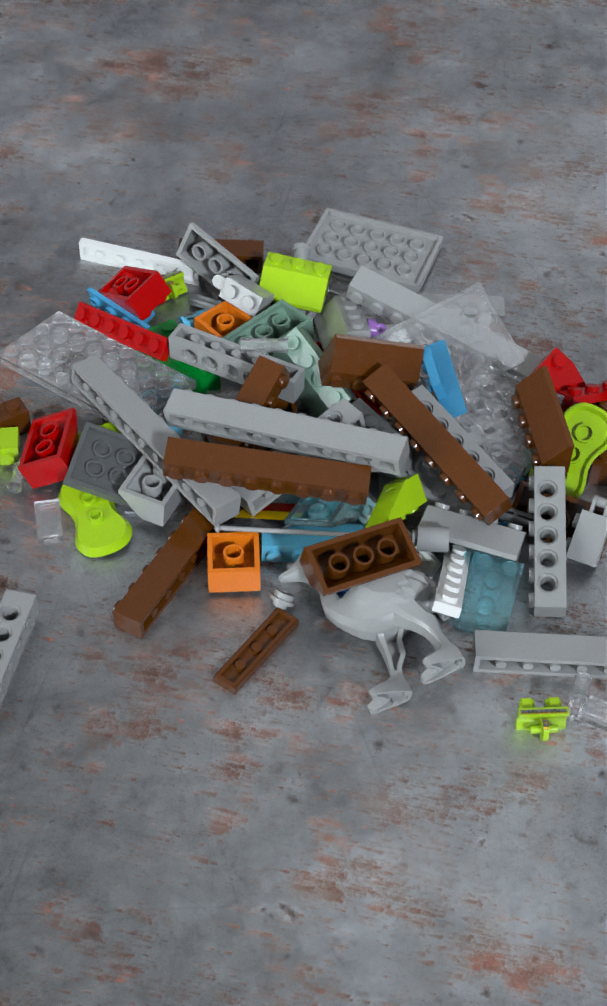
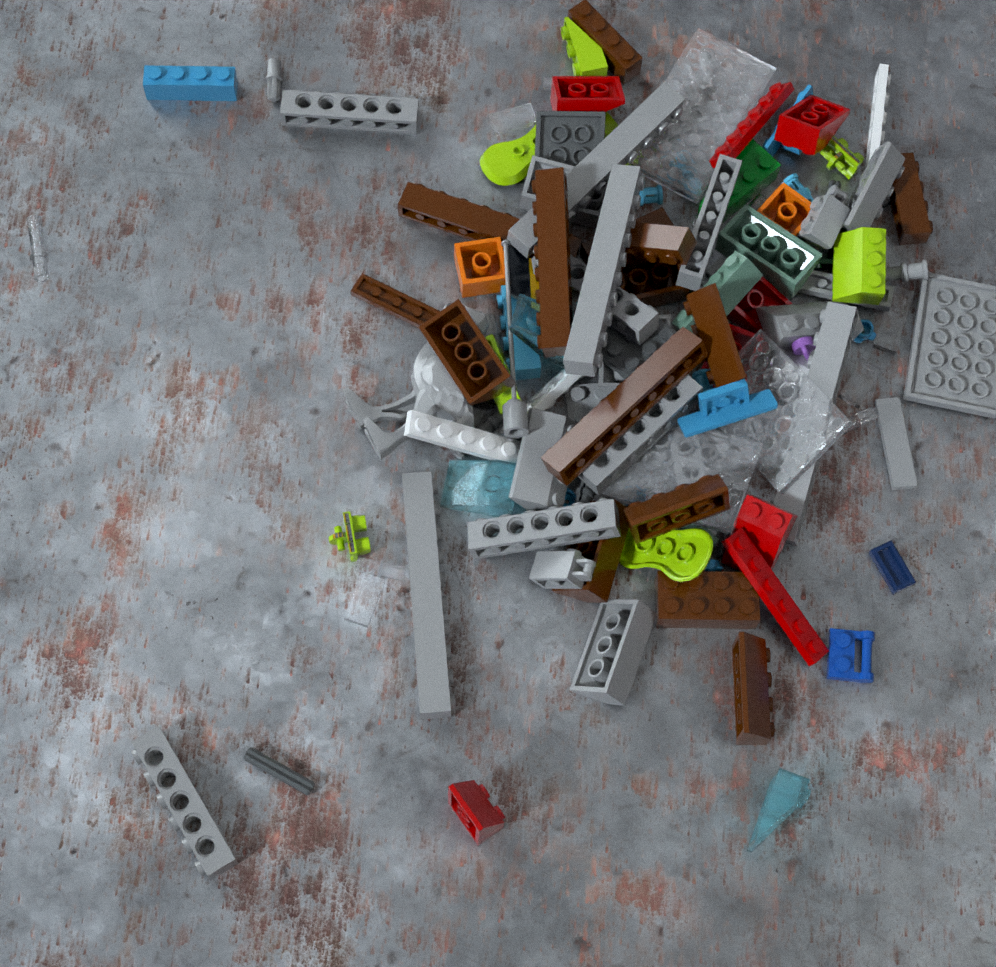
camera: 80 degrees right, 20 degrees up
(264, 345) = (719, 235): clear pin -> none
(398, 499) = (567, 390): lime slope -> none
(578, 326) = (892, 567): none -> dark blue tile

